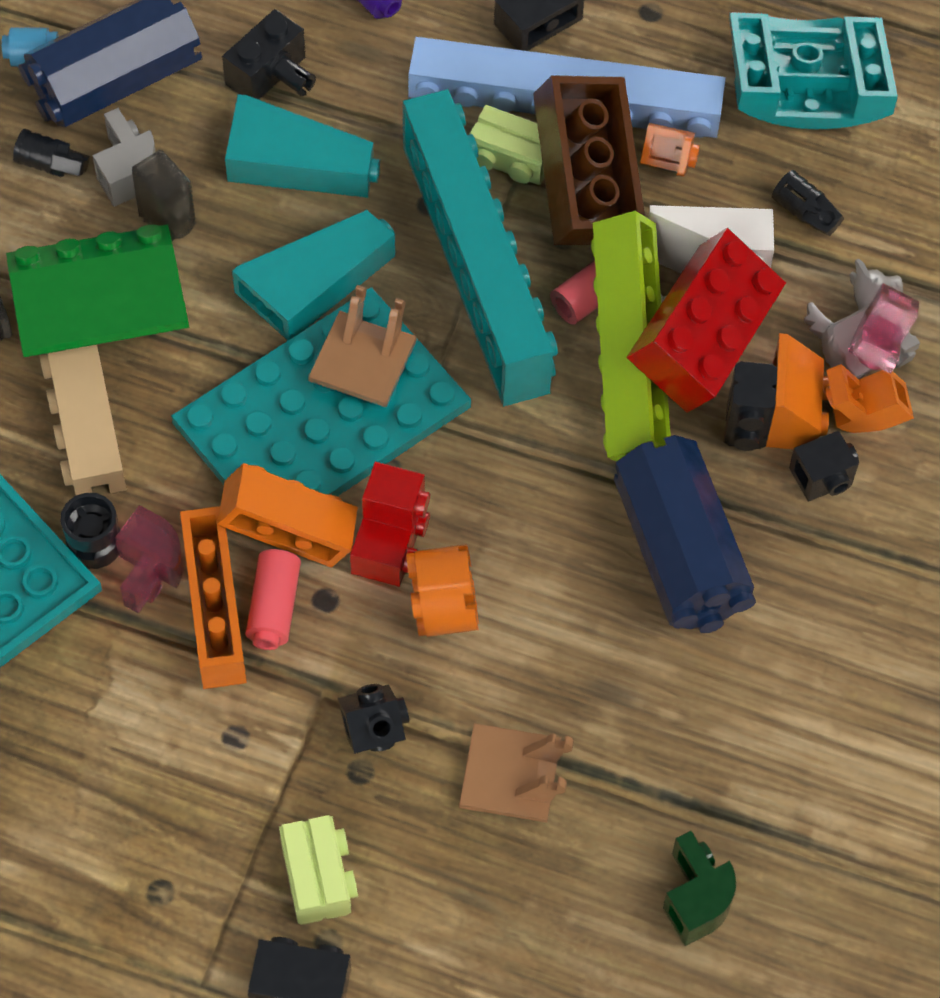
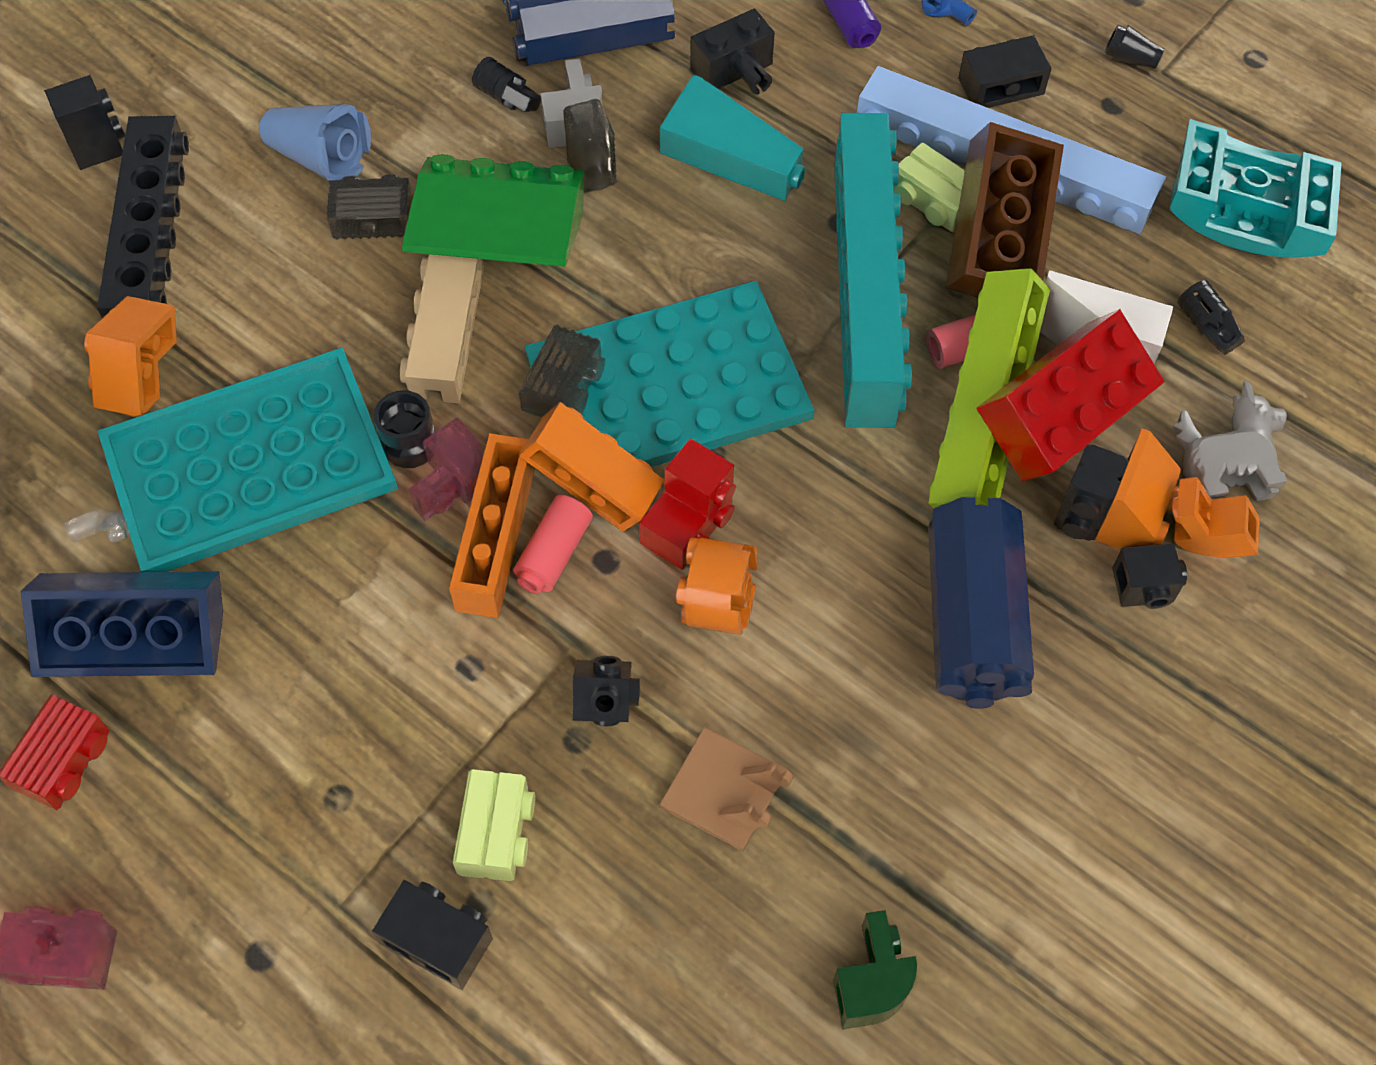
camera: 20 degrees right, 0 degrees up
(225, 433) = (562, 372): none -> clear smoke brick
(314, 273) = (708, 252): teal slope -> none
(364, 356) = (723, 340): medium nougat plate -> none
(669, 149) = (1089, 230): orange bracket -> none
(884, 329) = (1253, 454): clear pink brick -> none

